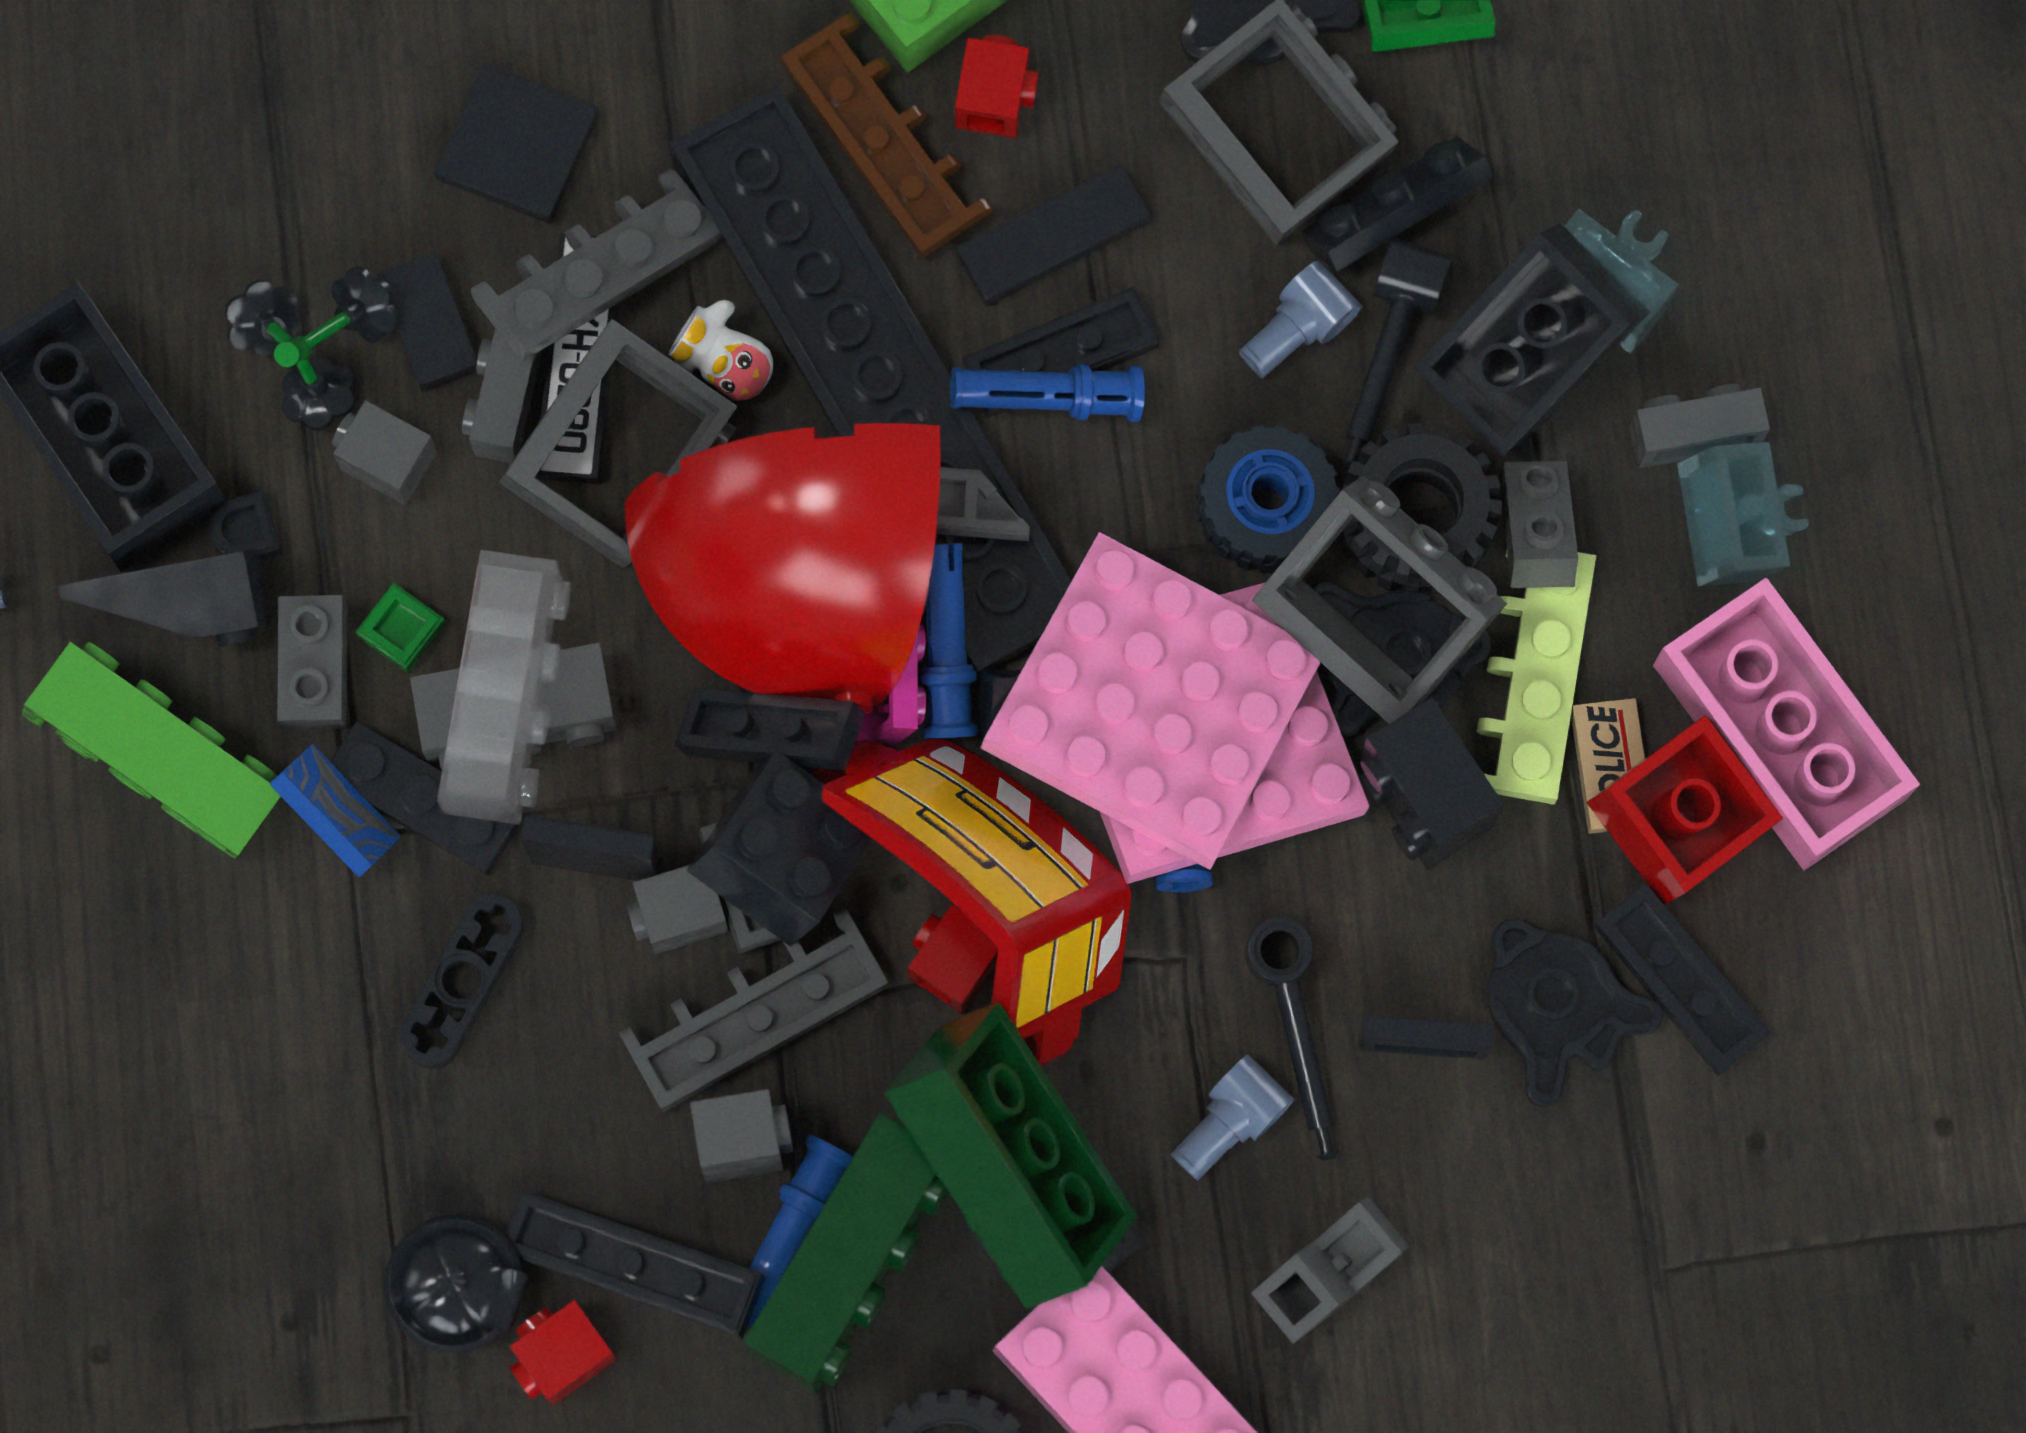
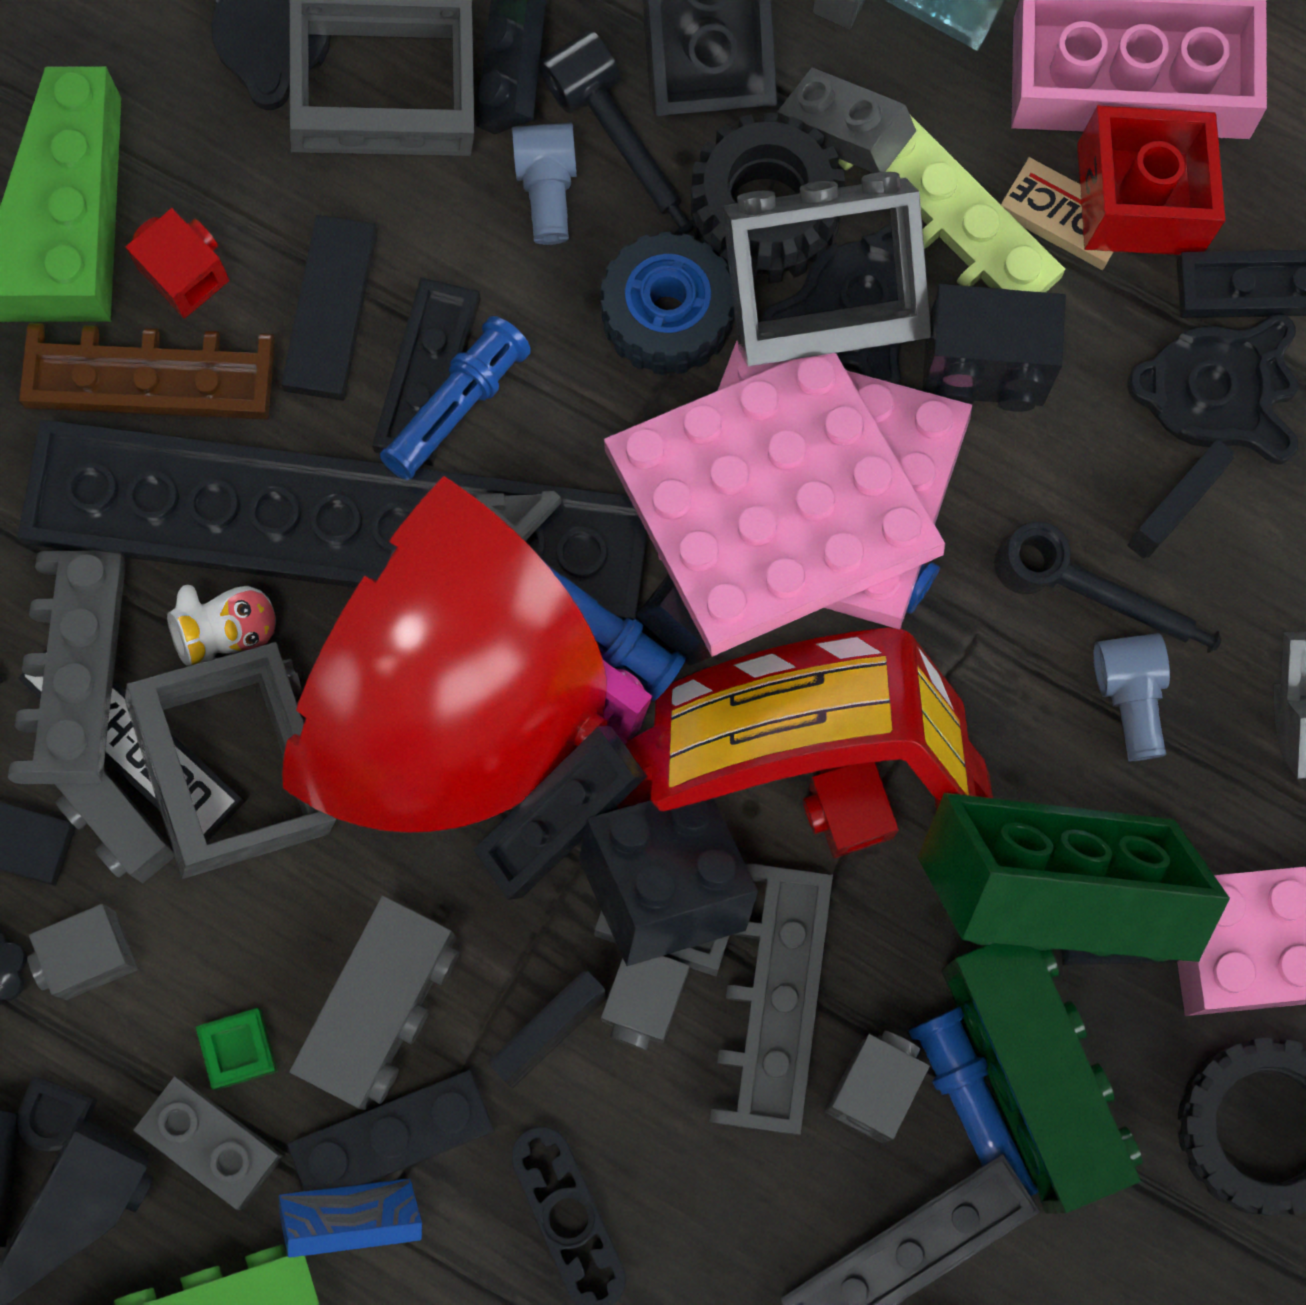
camera: 50 degrees left, 0 degrees up
(501, 687) = (360, 1002): clear brick -> none

